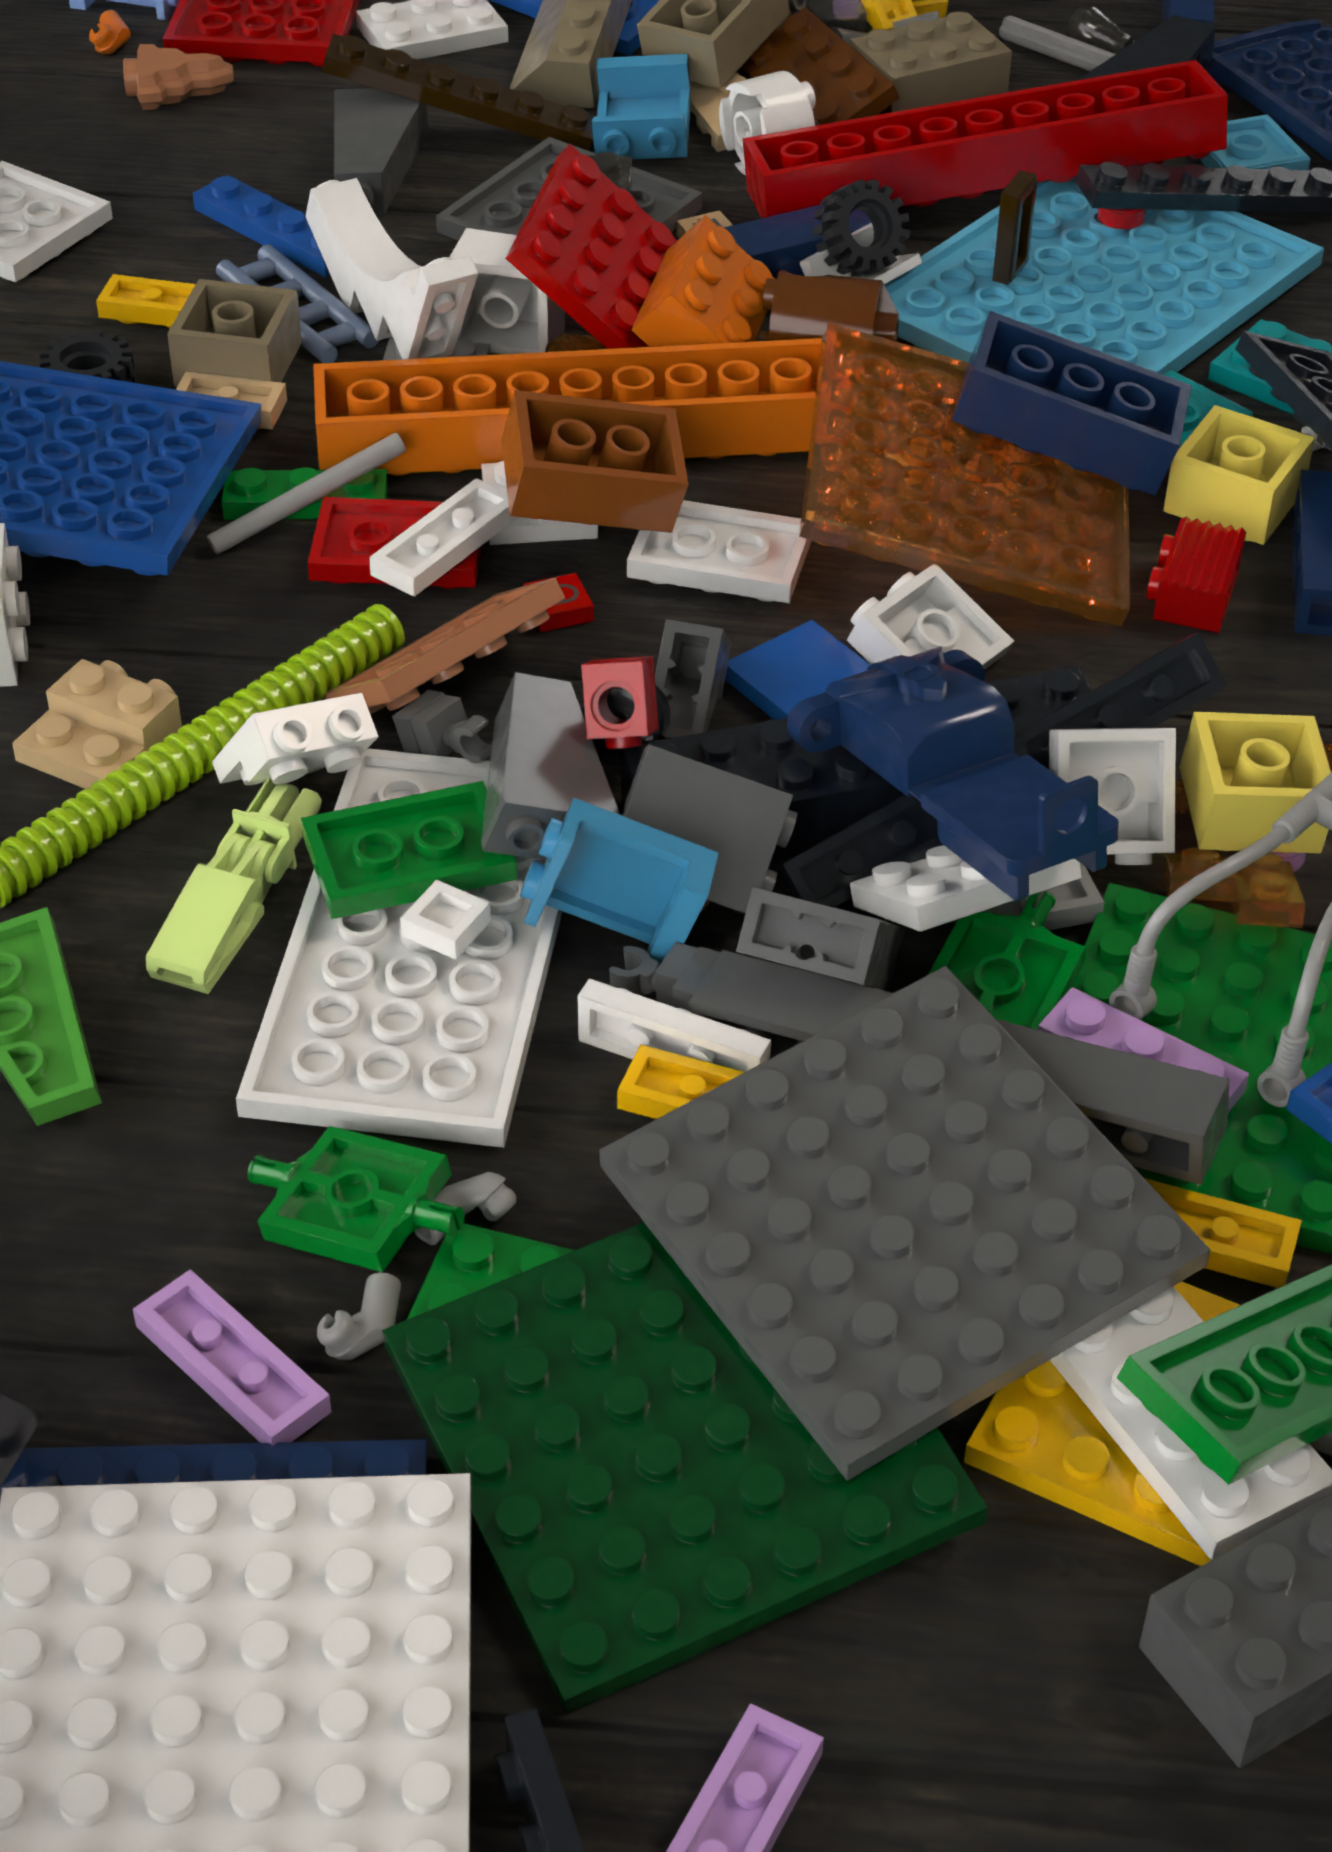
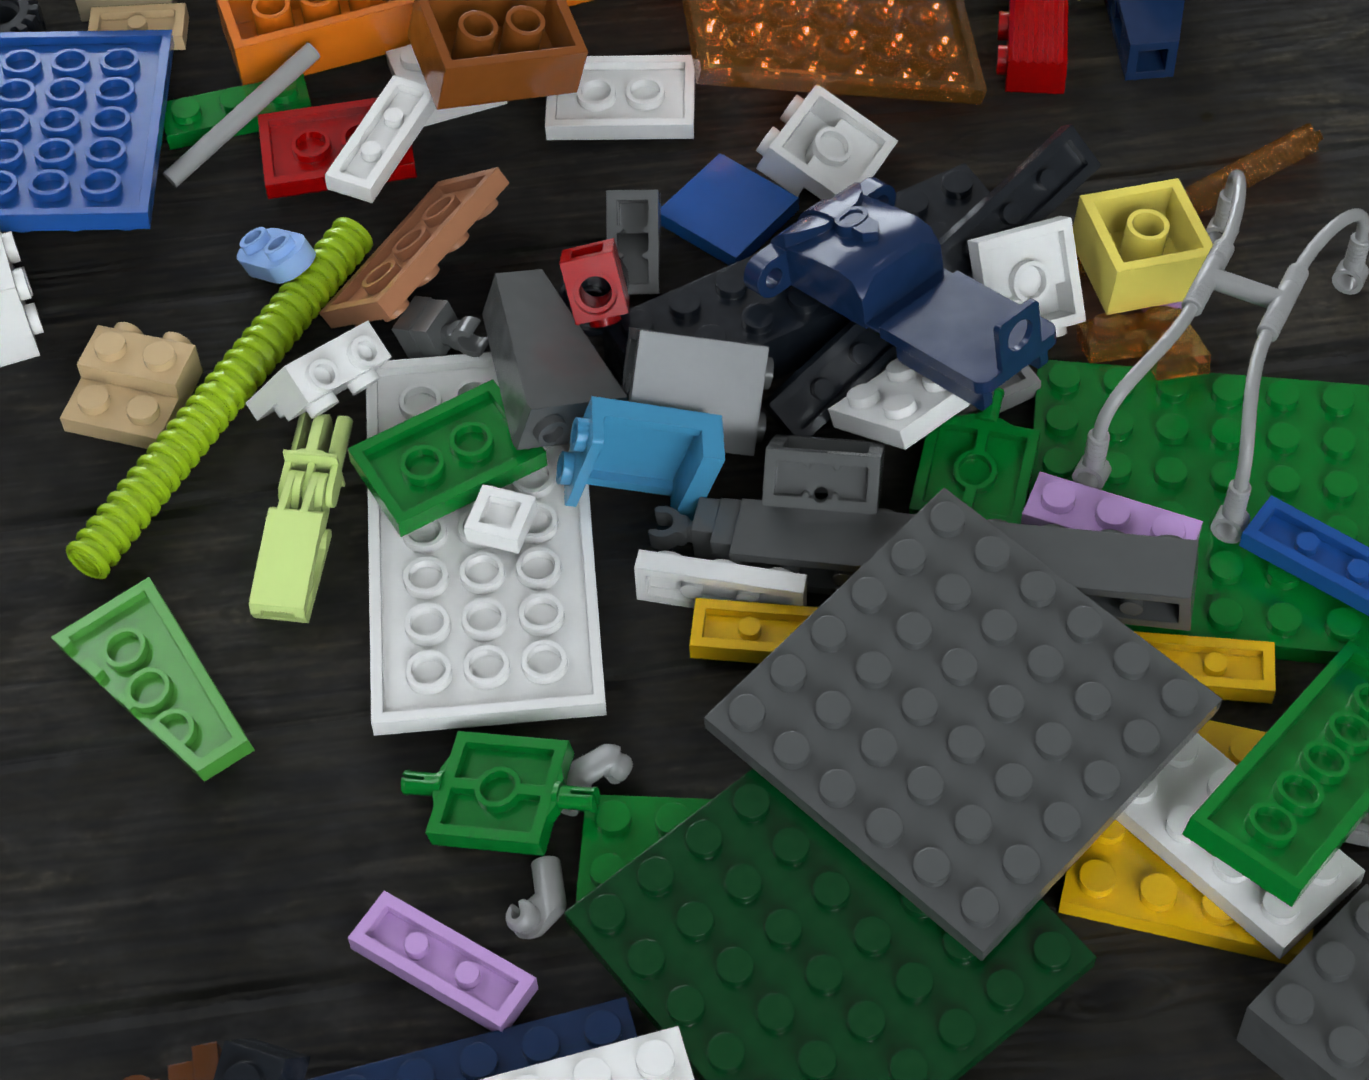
camera: 10 degrees left, 10 degrees up
(293, 627) = (275, 254): none -> light blue plate
(572, 610) = (500, 158): red tile -> none

